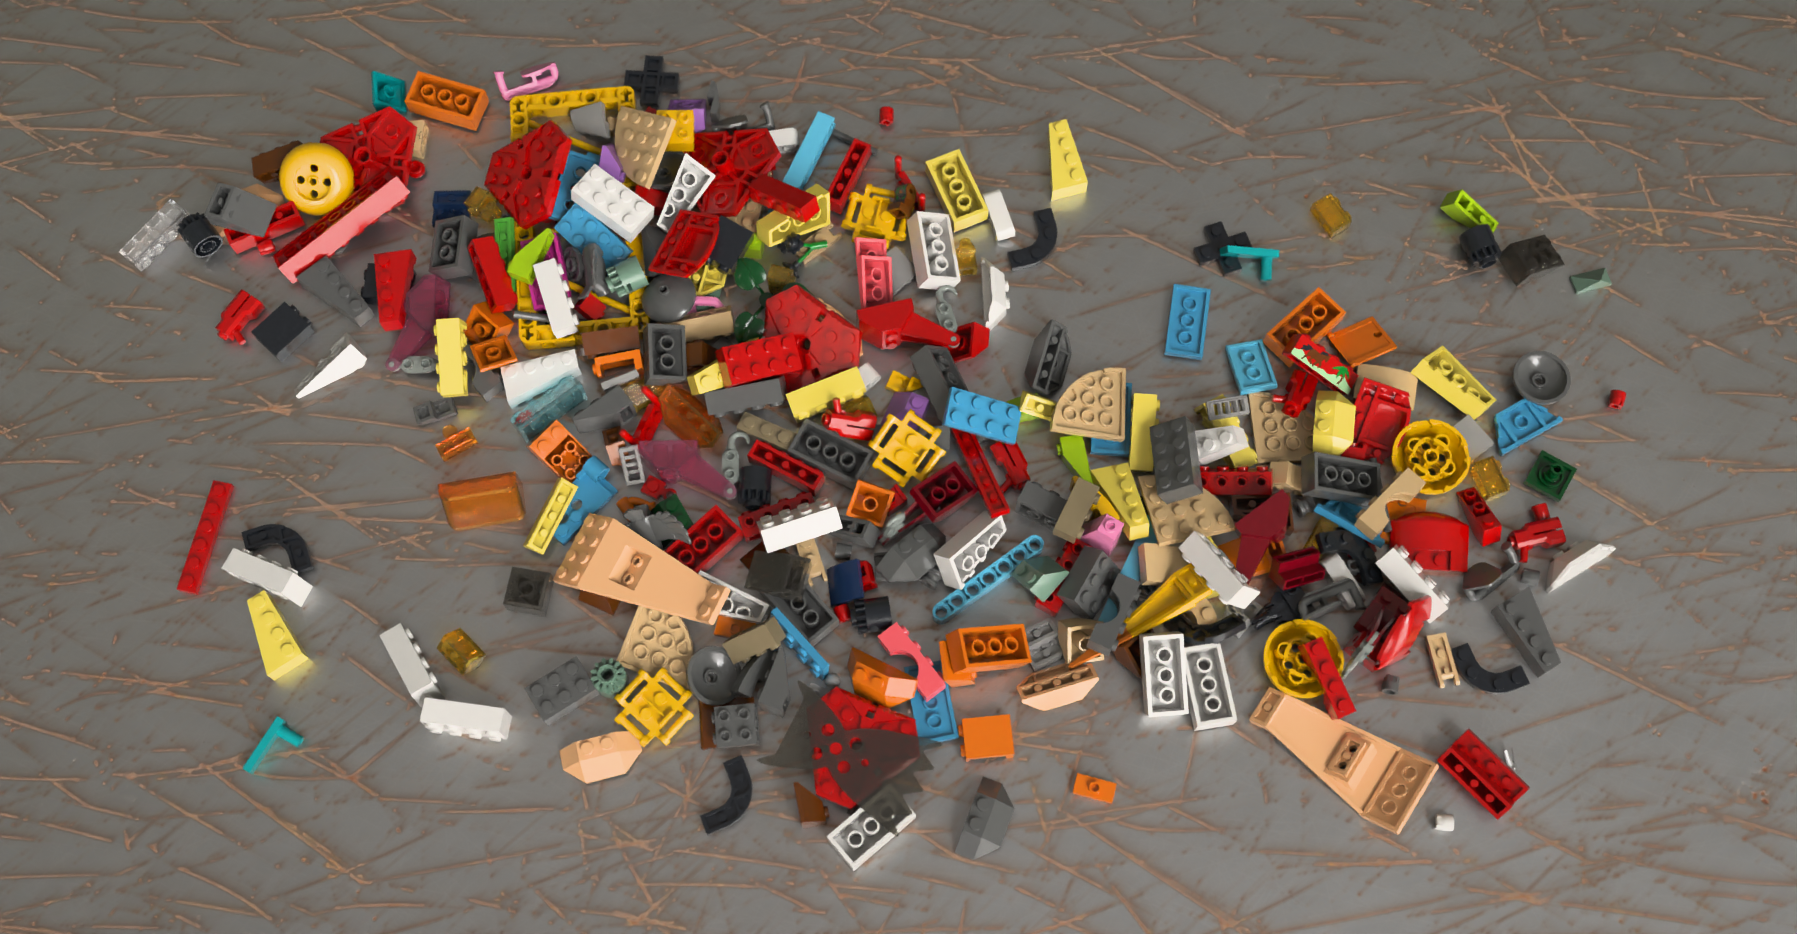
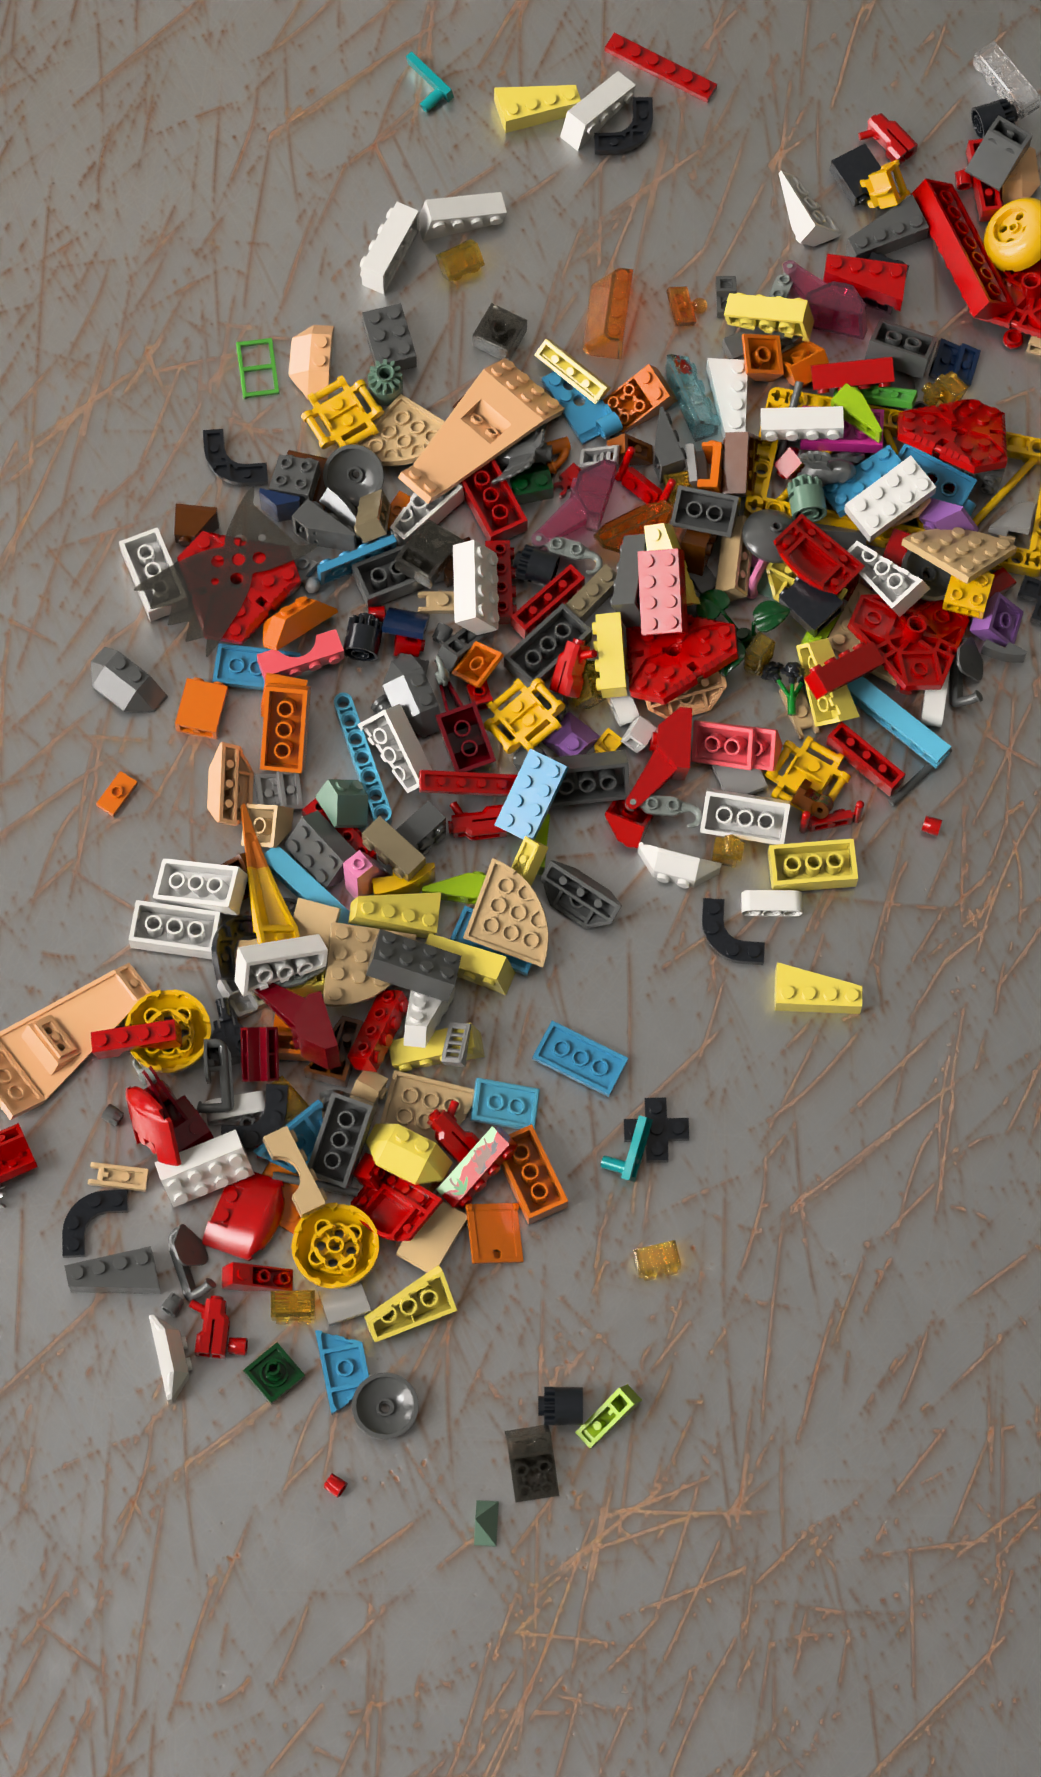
camera: 105 degrees right, 0 degrees up
(292, 301) = (882, 186): none -> yellow piece
(617, 794) = (257, 368): none -> bright green window
(767, 733) = (279, 505): none -> dark blue slope
(885, 357) = (638, 734): none -> white brick
(1104, 634) = (294, 874): dark grey arch -> none

